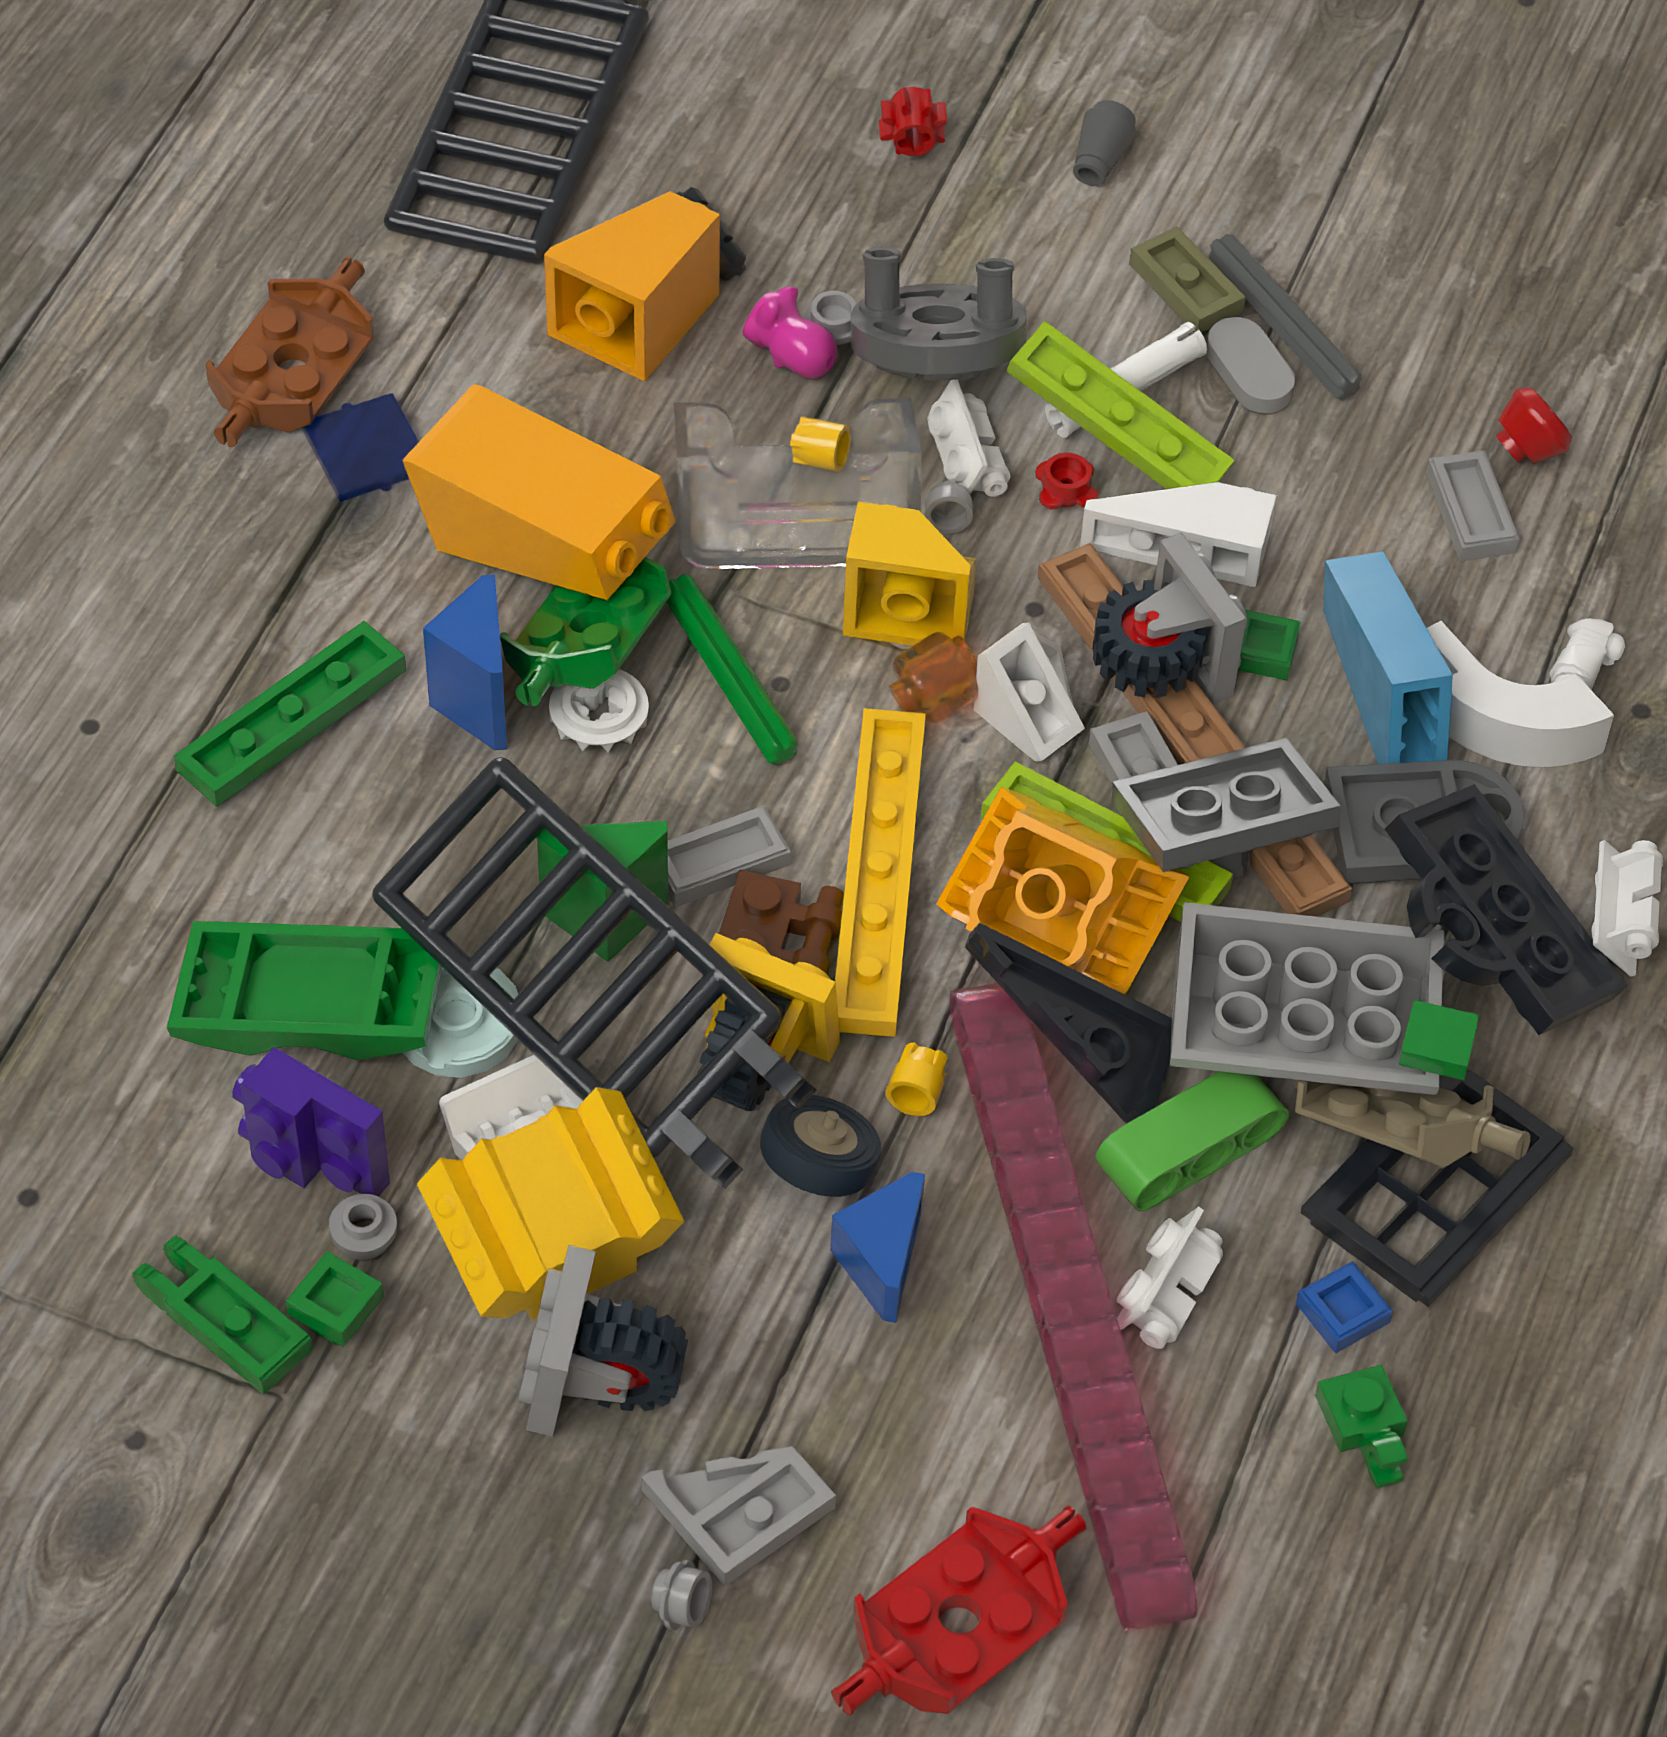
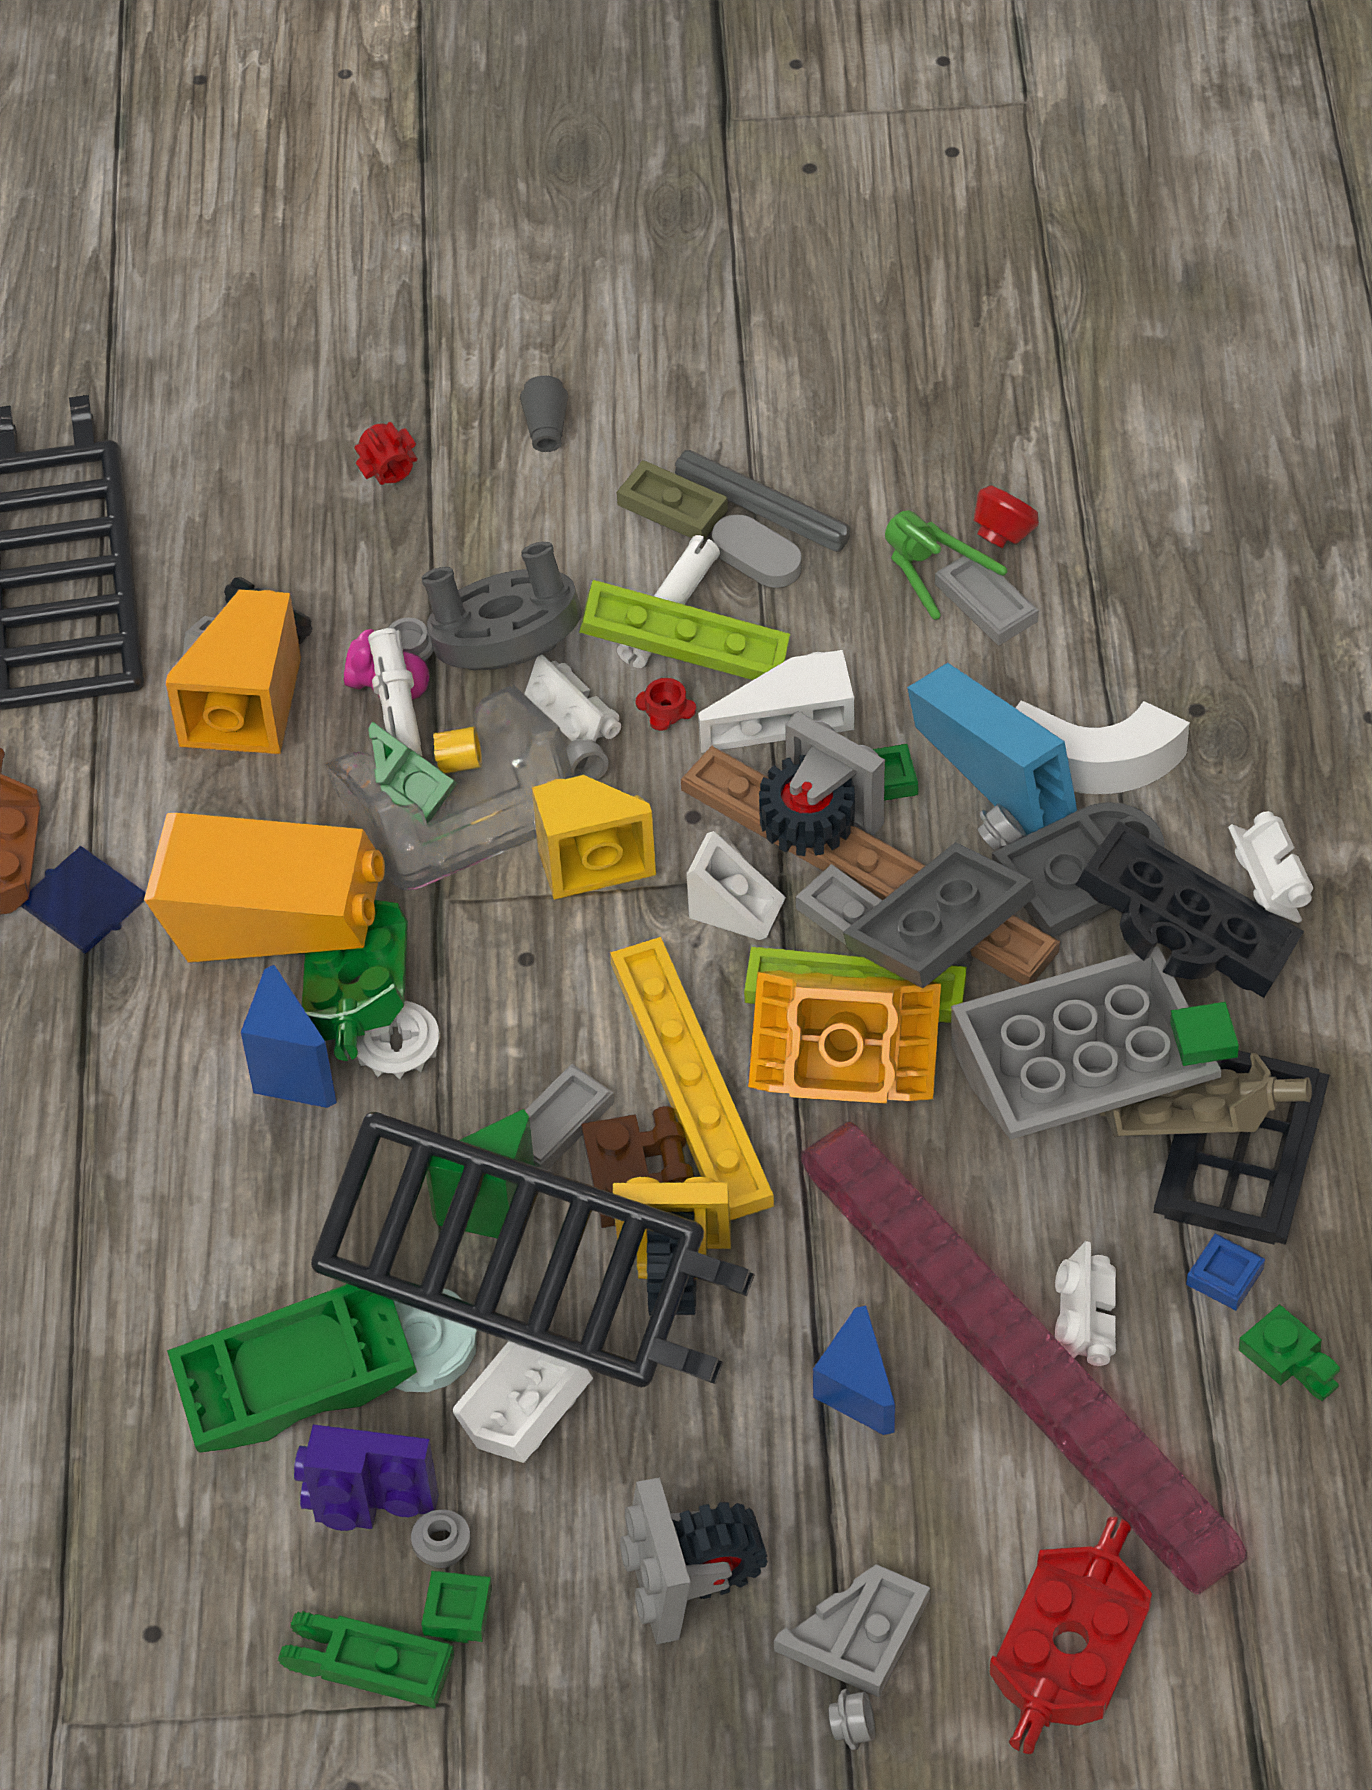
camera: 20 degrees left, 0 degrees up
(289, 713) = (148, 1147): green plate -> none
(546, 1186) = (586, 1451): yellow slope -> none
(731, 670) = (486, 965): green axle -> none
(751, 447) = (408, 775): none -> slope
(784, 353) = (394, 687): none -> white pin
(820, 1146) = (771, 1321): black wheel -> none
(917, 1080) = (812, 1233): yellow hose -> none
(935, 677) = (652, 903): clear orange head -> none
(1103, 1033) = (935, 1134): black wing -> none
(1190, 1137) = (1044, 1189): bright green beam -> none
(1351, 744) = (1000, 827): none -> light grey plate
(1424, 418) = (917, 541): none -> bright green plant
(1588, 648) = (1136, 678): white arm -> none

